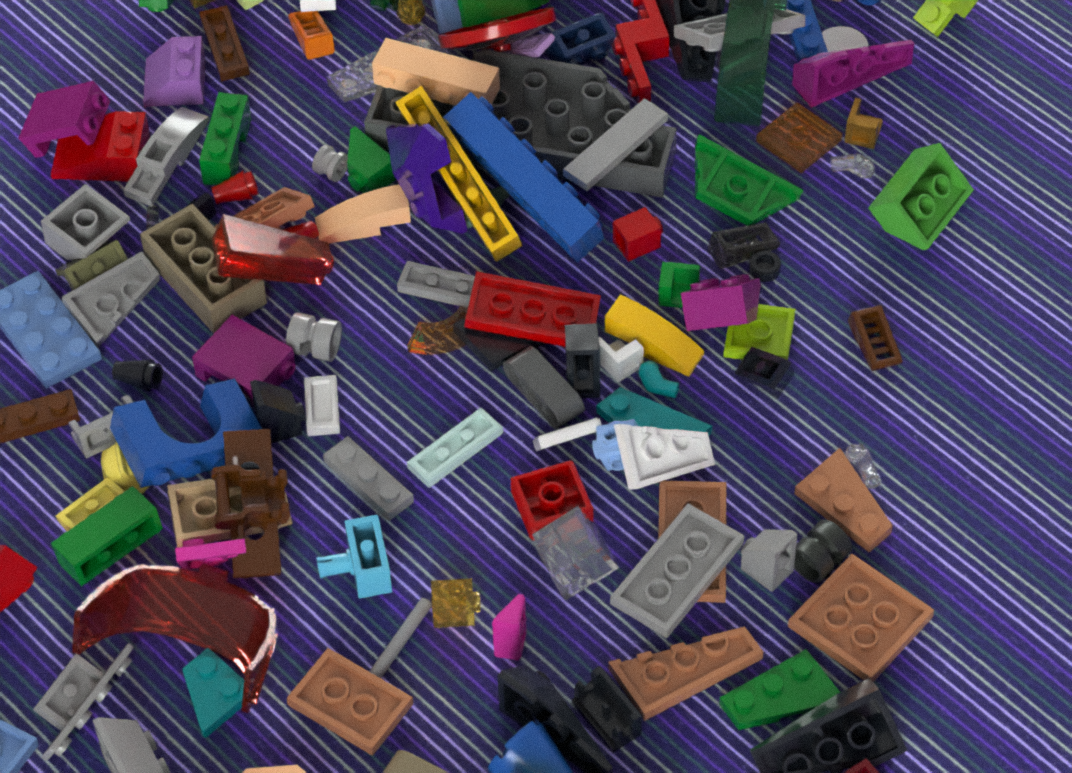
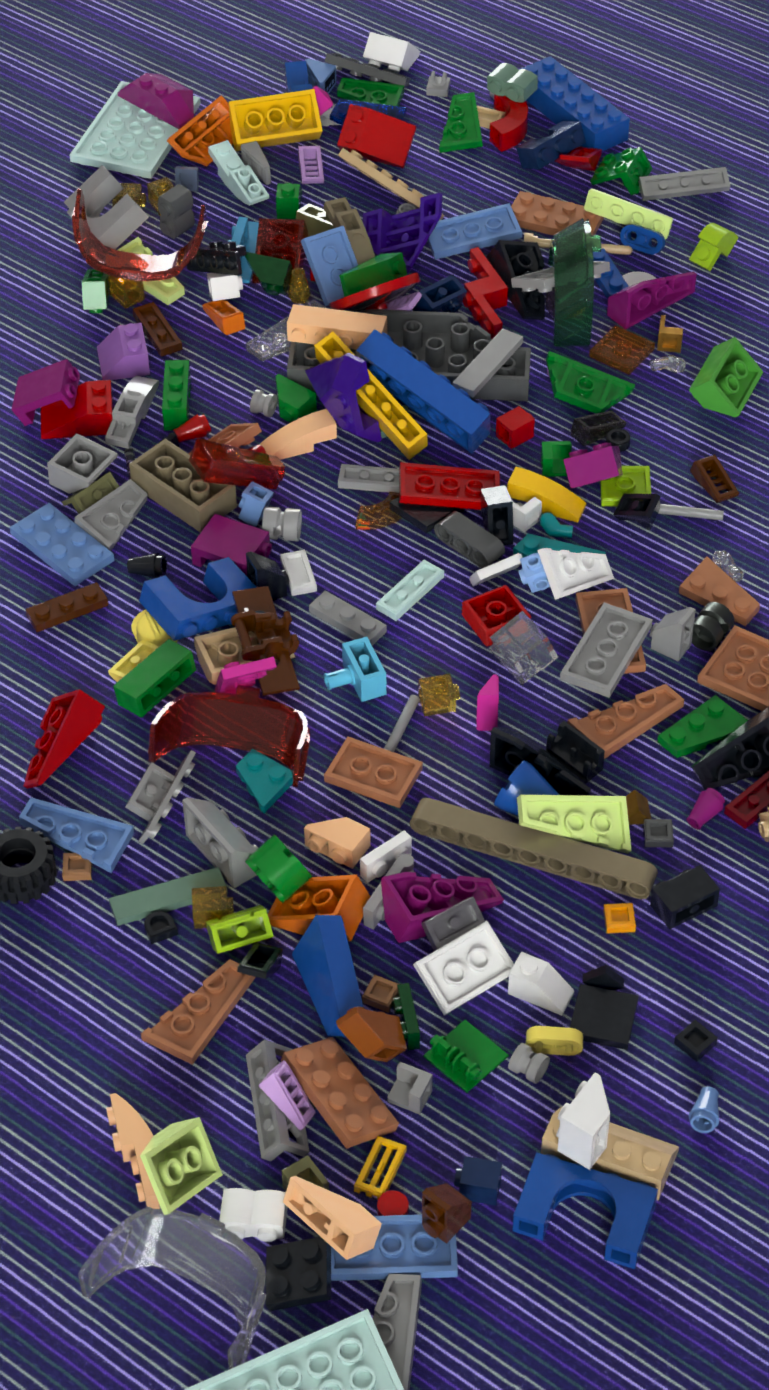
camera: 10 degrees left, 5 degrees down
(95, 435) = (125, 611): light grey hinge -> none
(283, 302) = (253, 503): none -> medium blue brick
(834, 380) = (691, 512): none -> light grey bar

